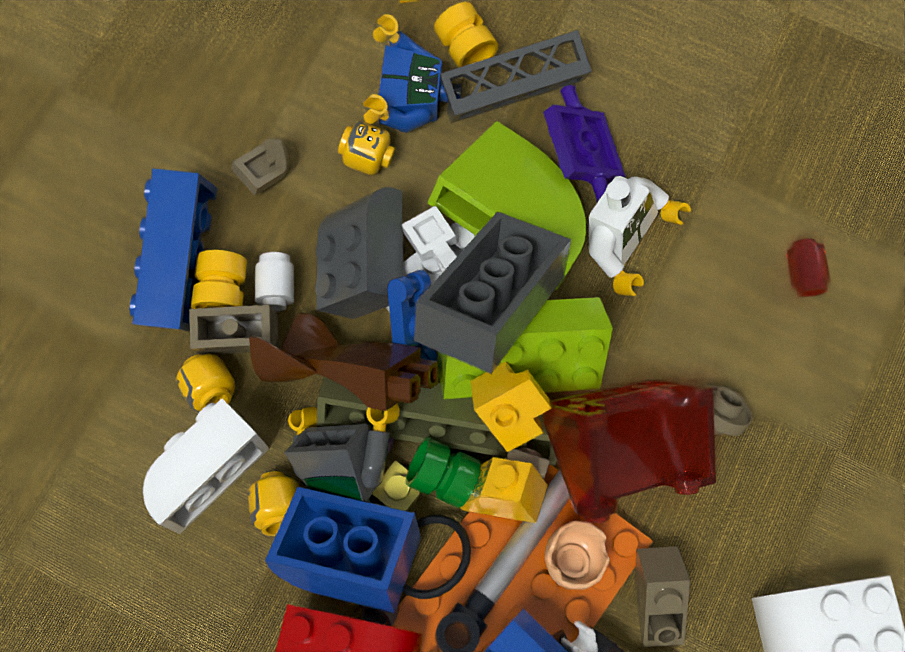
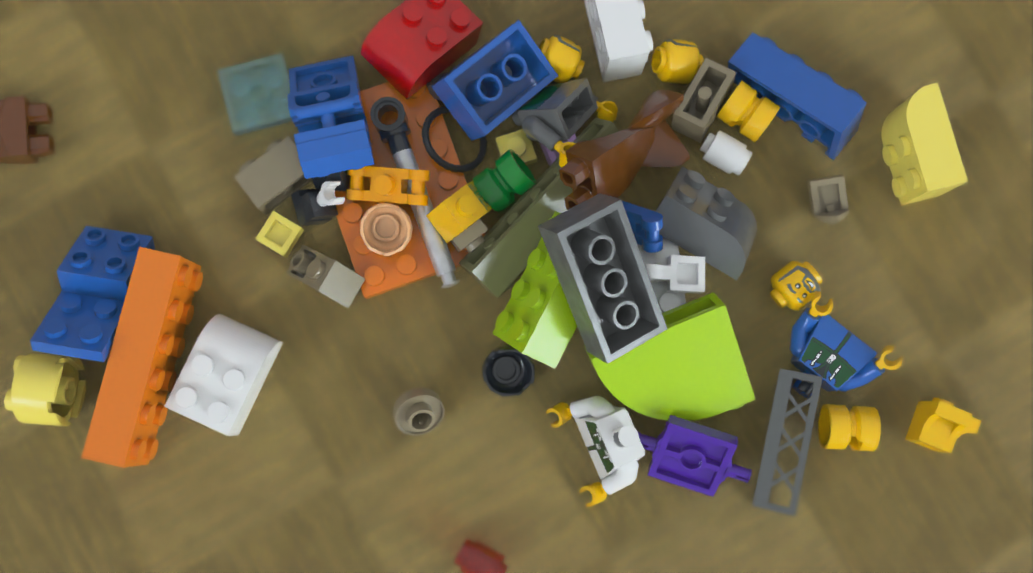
camera: 120 degrees right, 10 degrees up
(162, 110) = (921, 148): none -> light yellow brick
(510, 405) = (514, 242): yellow brick -> none
(530, 581) = (389, 185): none -> light orange plate
(628, 353) = (508, 371): none -> black hair
(632, 442) = (440, 321): clear red windscreen -> none

